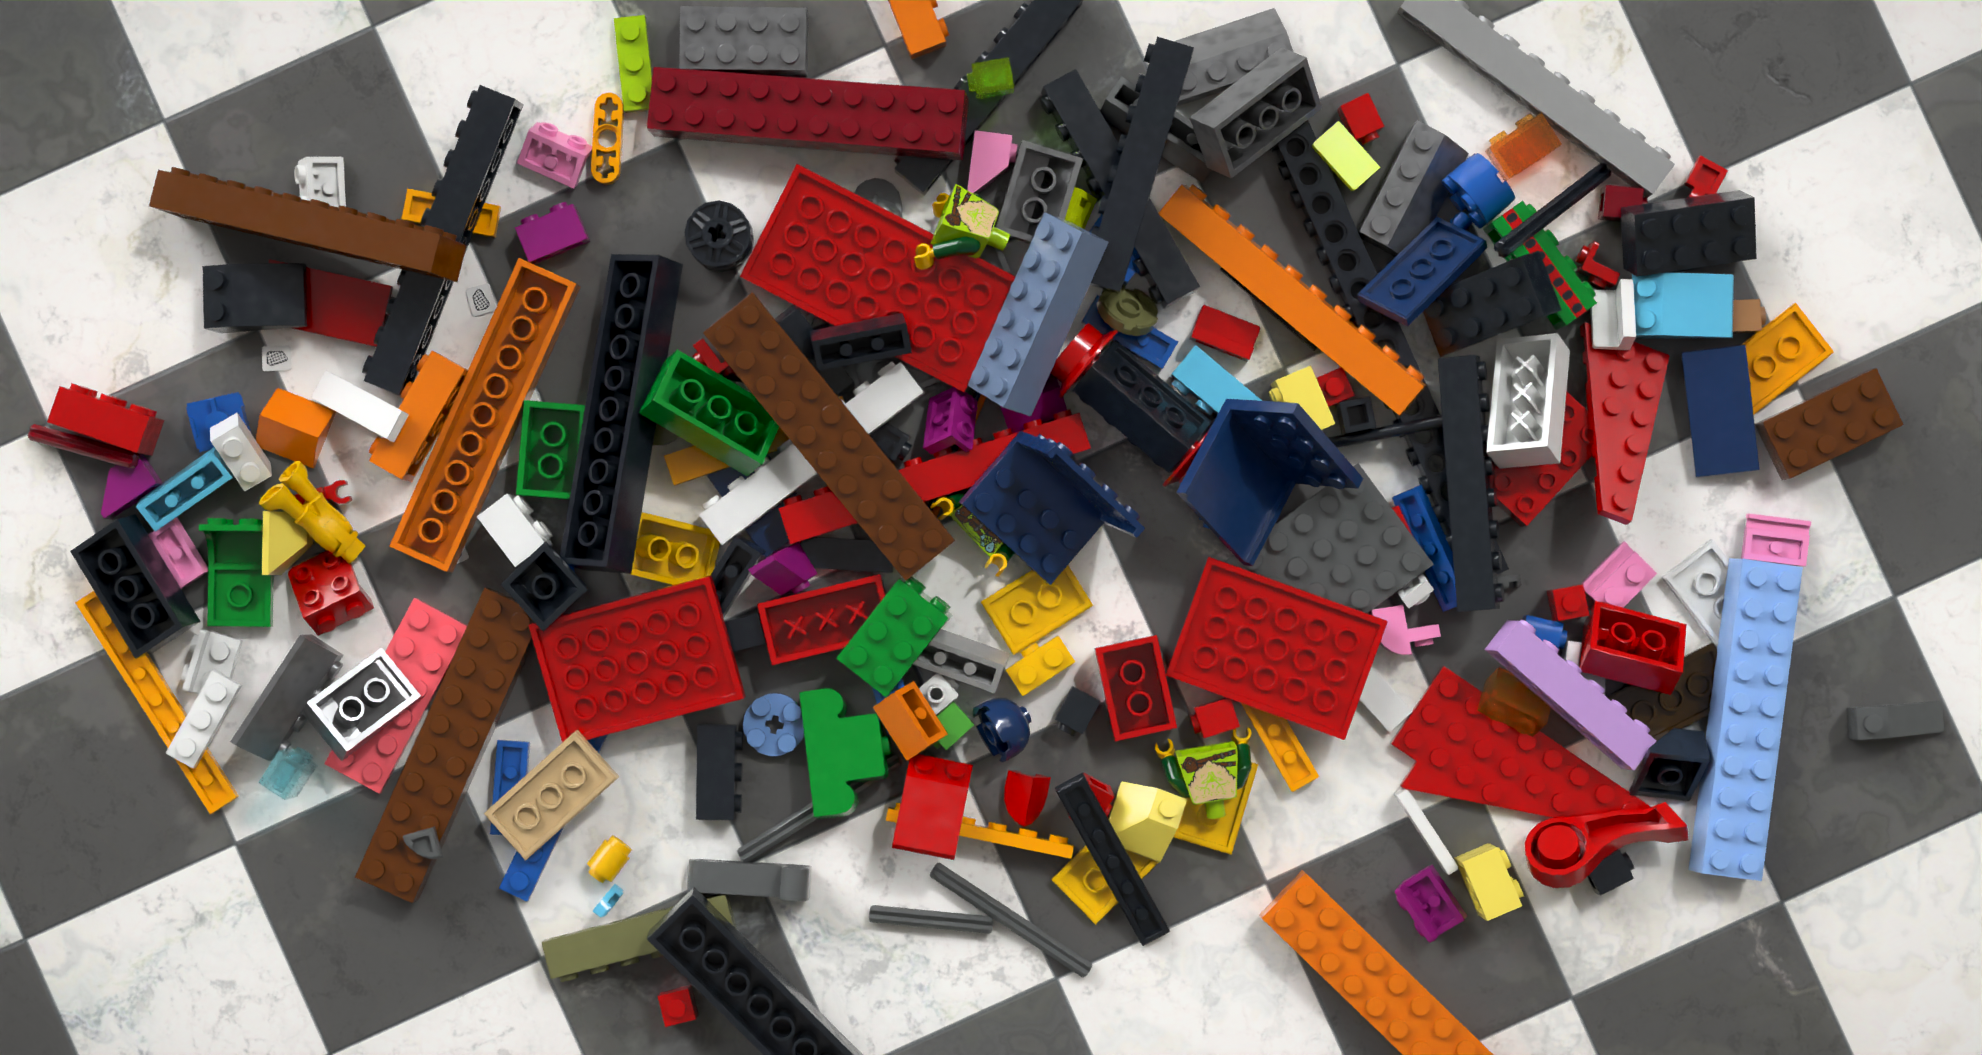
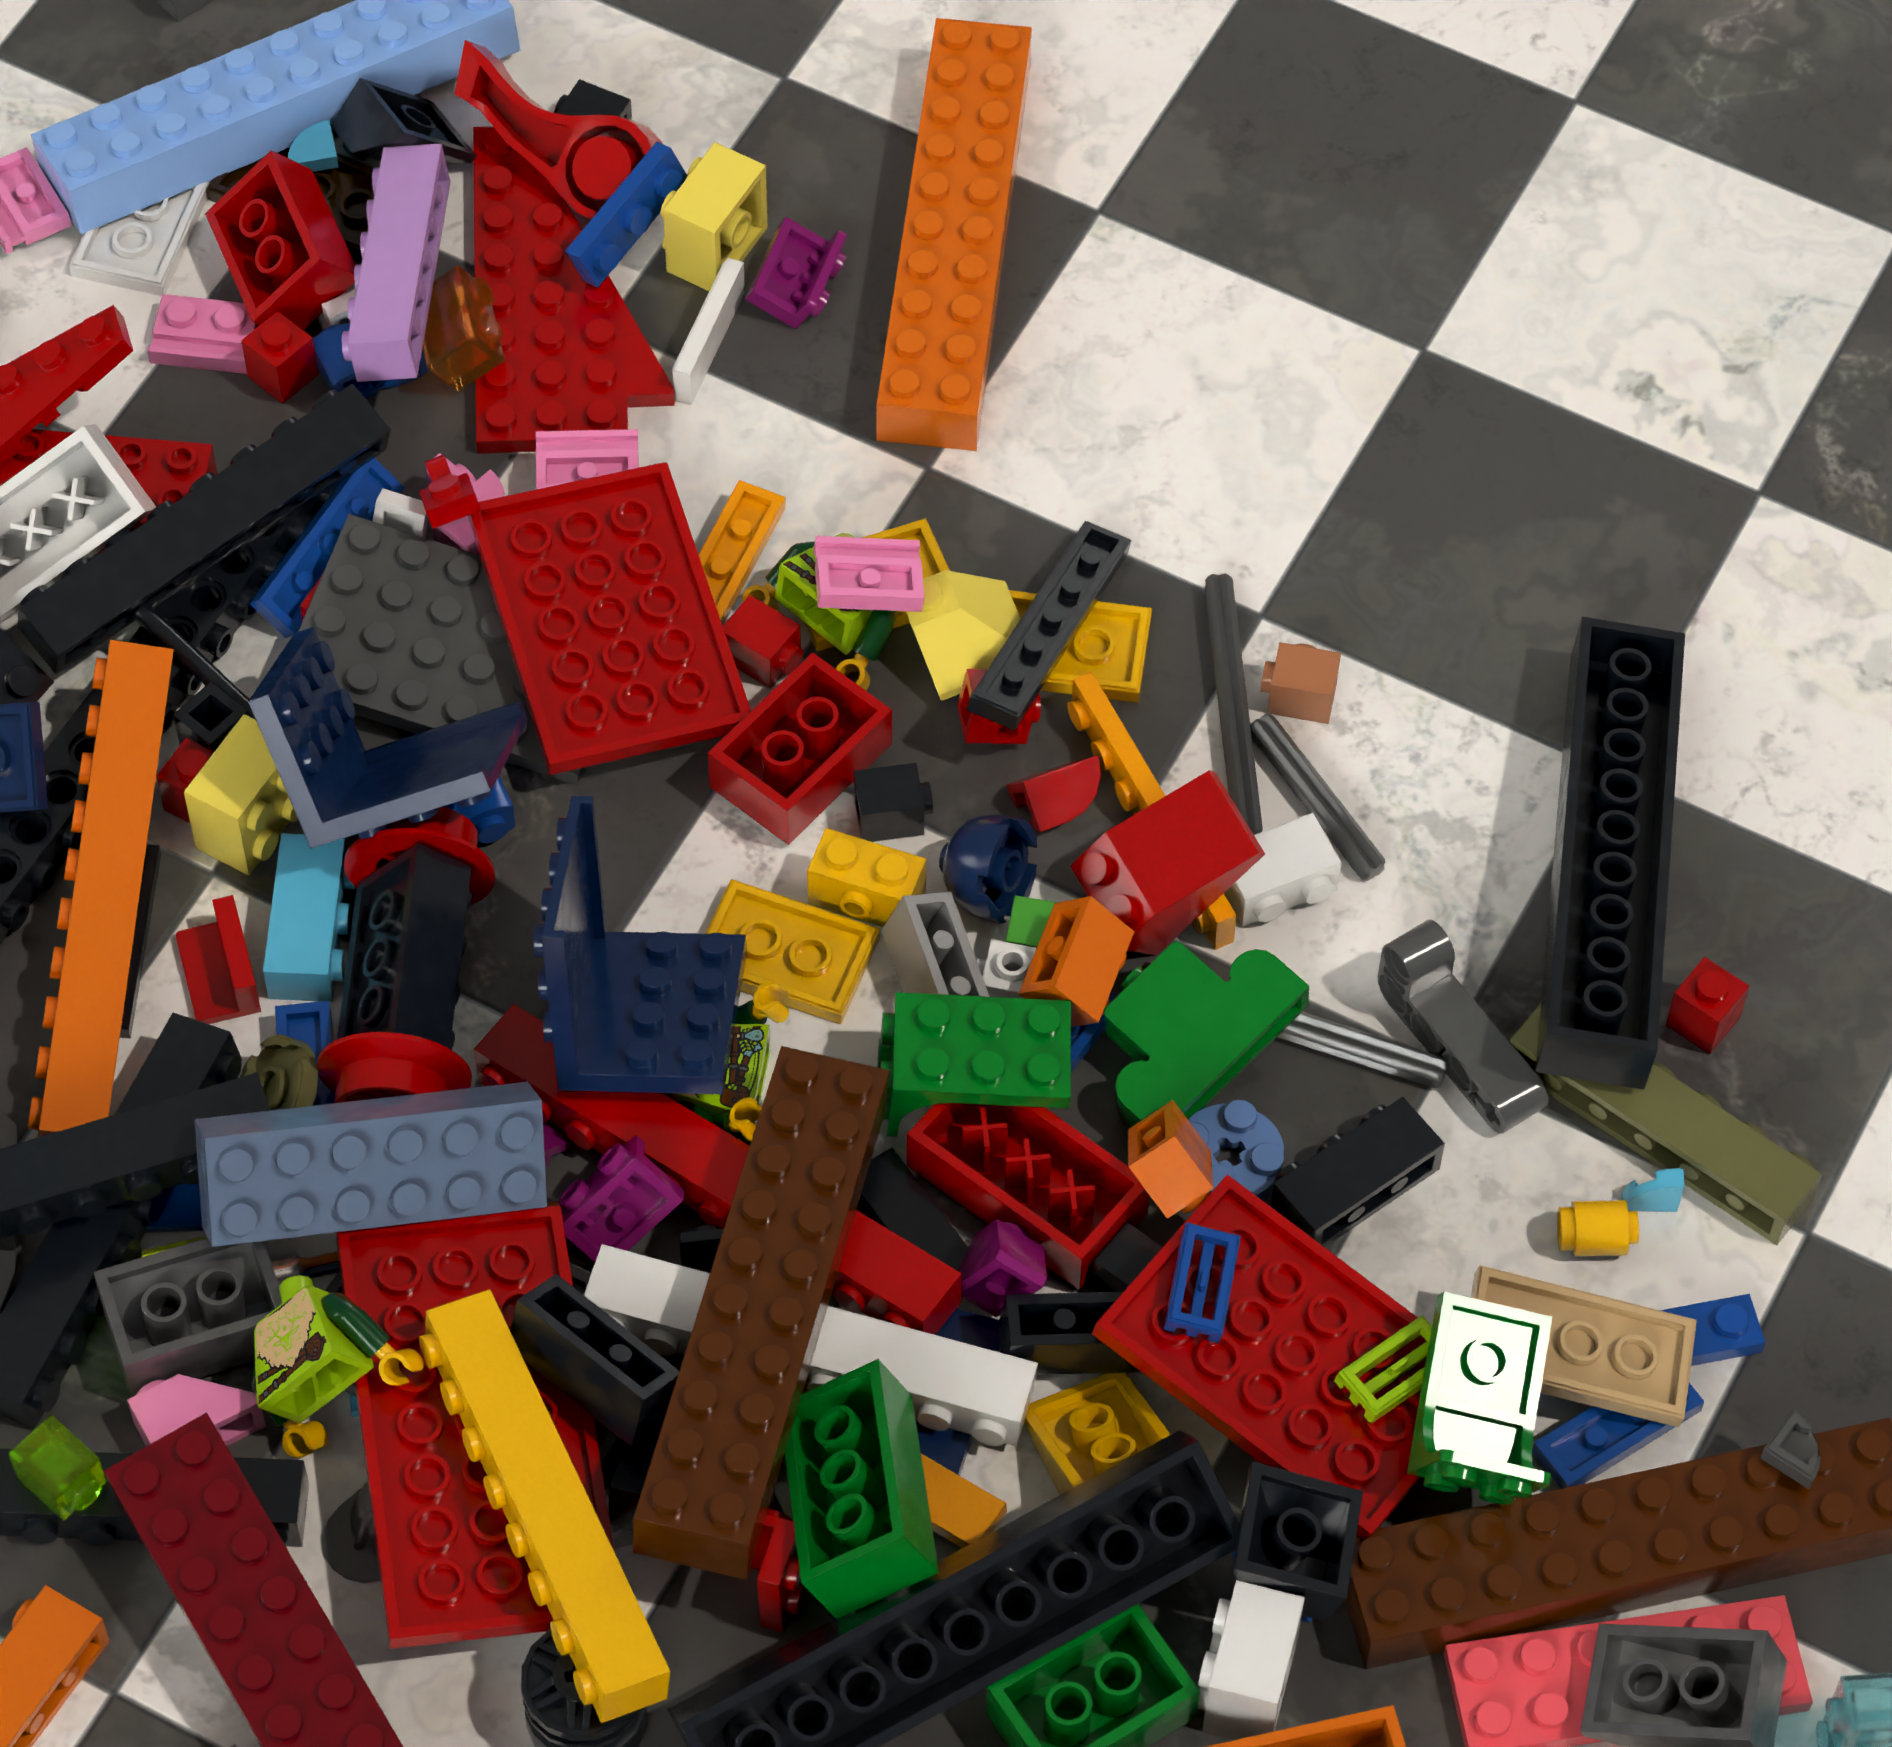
camera: 130 degrees left, 30 degrees down
(543, 716) = (1481, 1400): none -> bracket
(607, 699) = (1364, 1393): none -> lime tile
(705, 634) = (1193, 1321): none -> blue tile
(774, 681) = (1170, 1160): none -> orange brick
(806, 270) = (545, 1507): none -> yellow brick
(899, 871) = (1294, 870): none -> white brick
(997, 962) = (1301, 682): none -> nougat brick
(1194, 783) = (868, 574): none -> bright pink plate
(1382, 705) = (583, 454): none -> bright pink plate
(1397, 615) = (447, 495): none -> red plate
(1516, 833) = (626, 214): none -> blue plate
(1694, 712) = (315, 147): none -> medium azure tile

